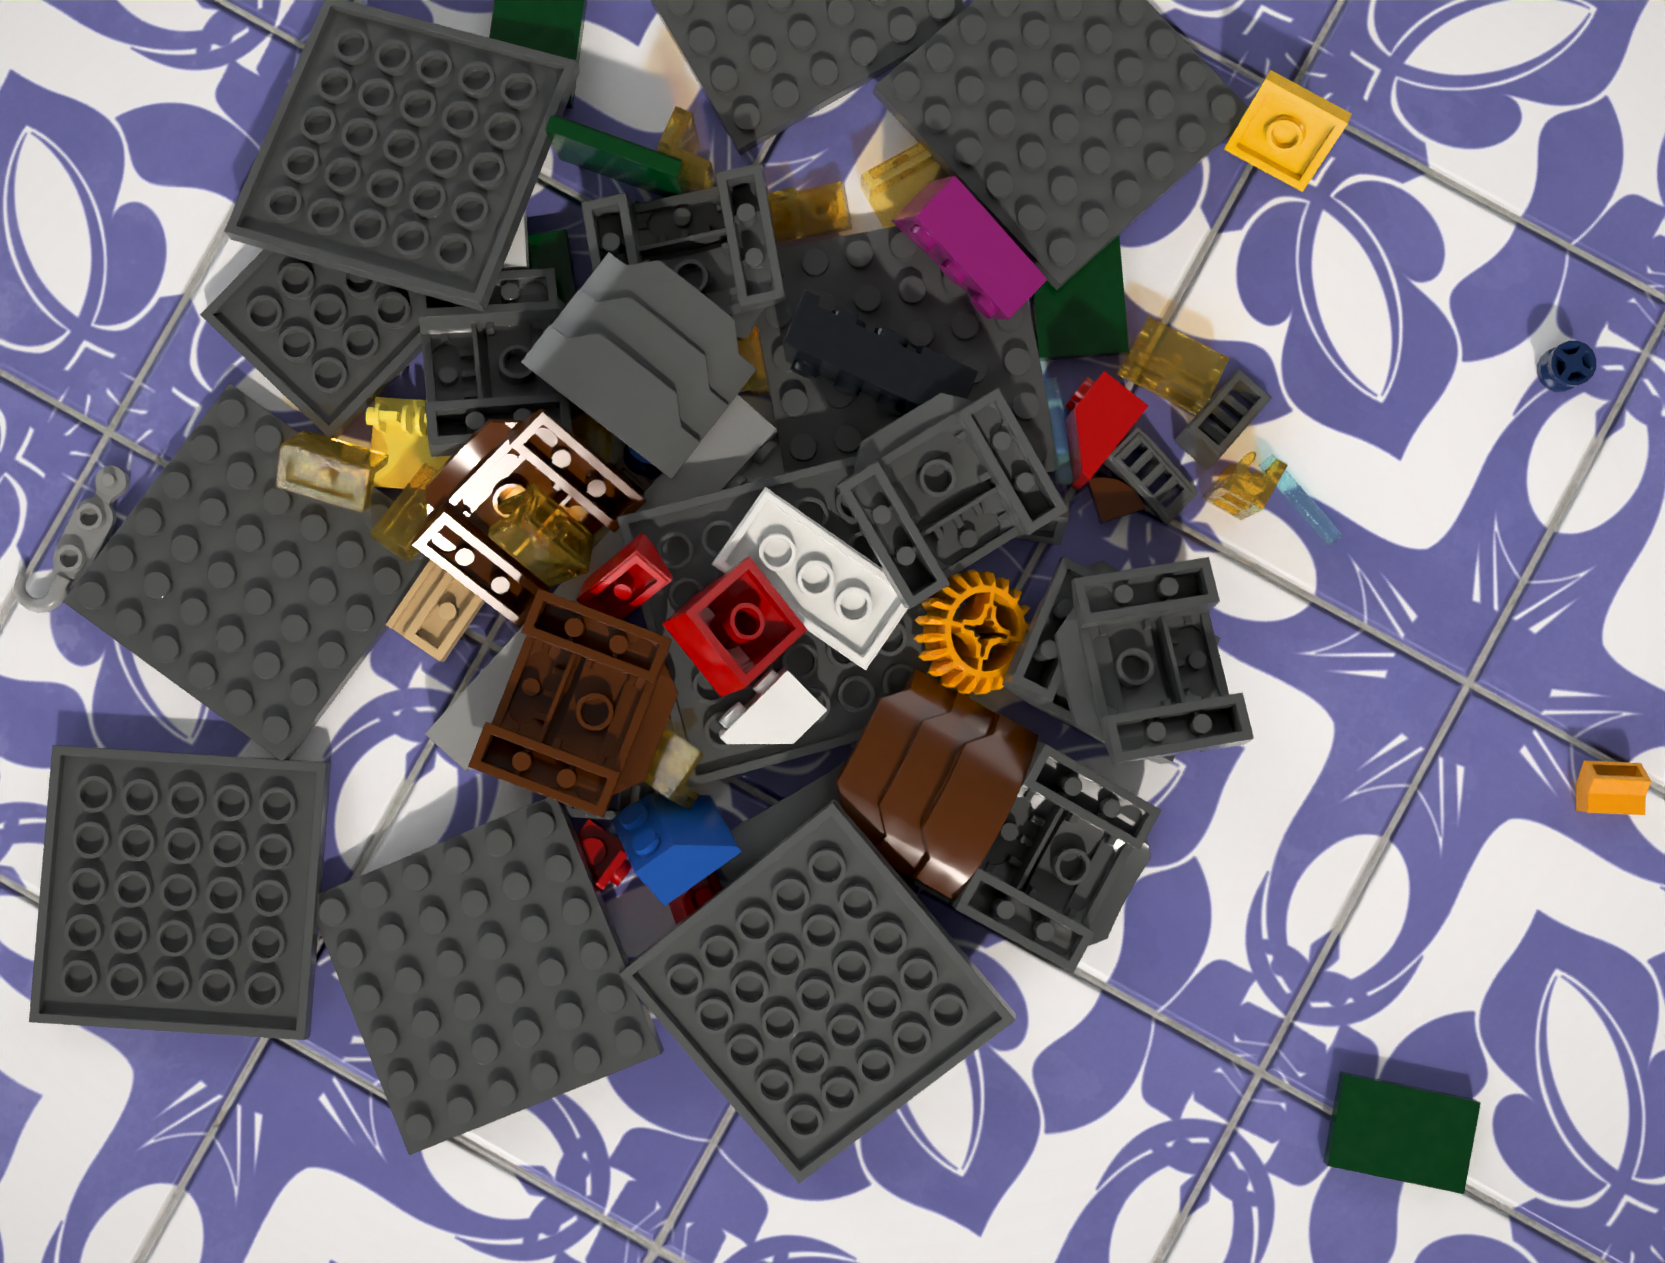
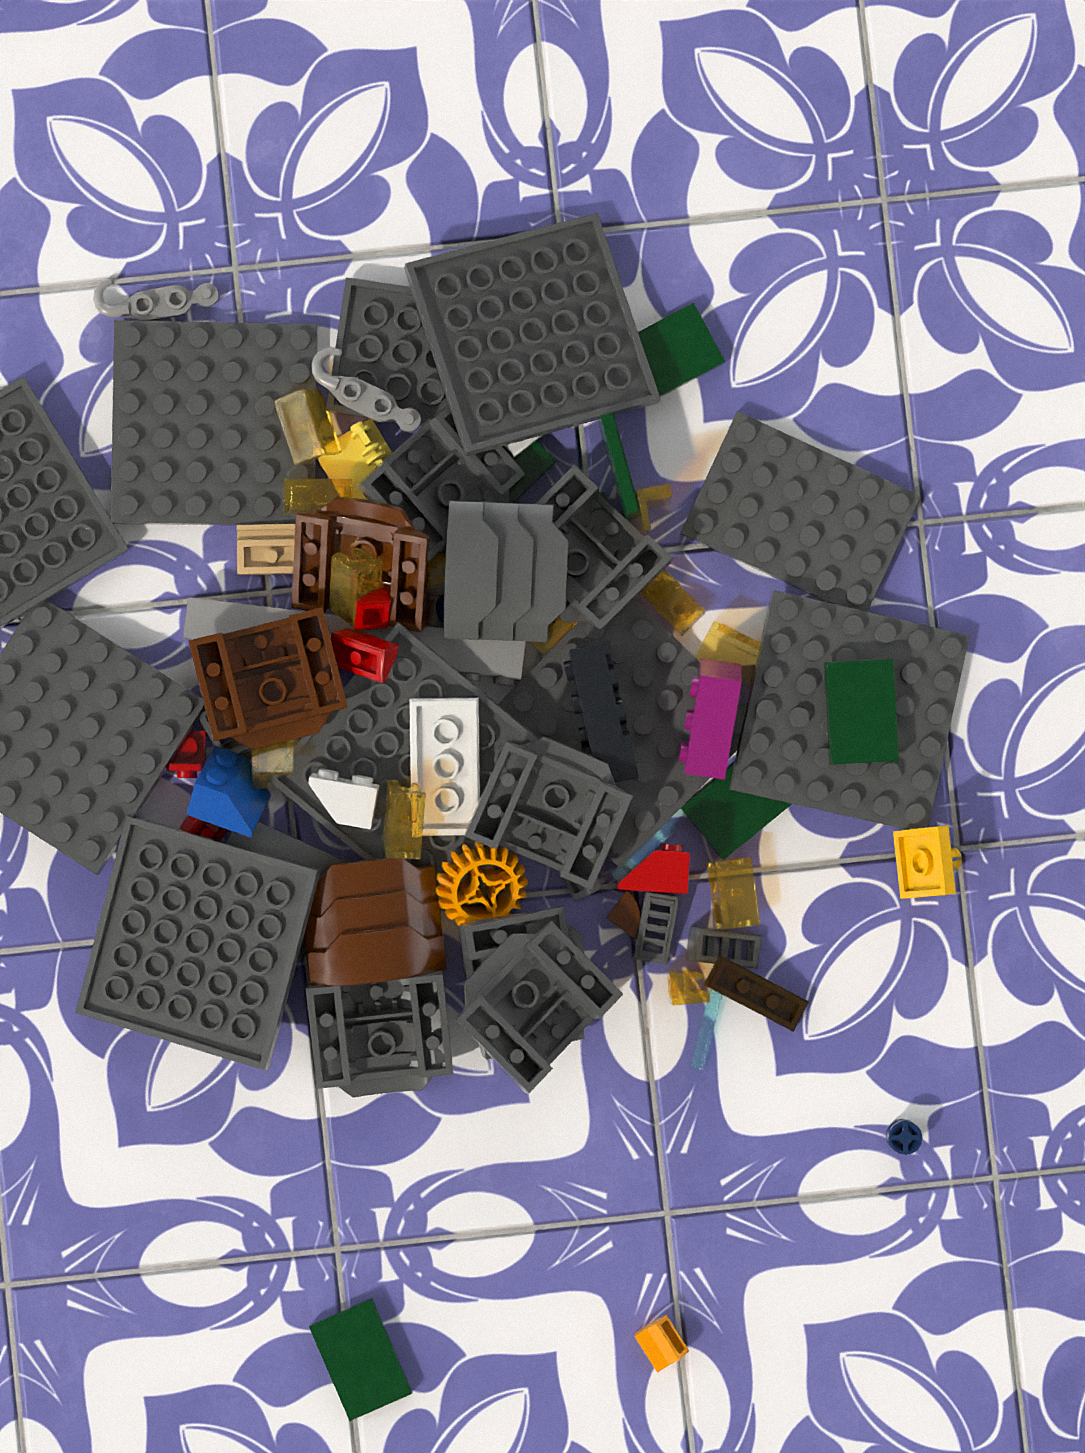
camera: 45 degrees right, 0 degrees up
(343, 384) = (363, 396): none -> light grey piece
(584, 536) = (373, 610): none -> red slope
(735, 627) = (381, 740): red slope -> none
(844, 666) = (403, 821): none -> clear yellow hinge
(1074, 82) = (861, 711): none -> dark green tile
(1299, 416) = (756, 993): none -> dark brown tile

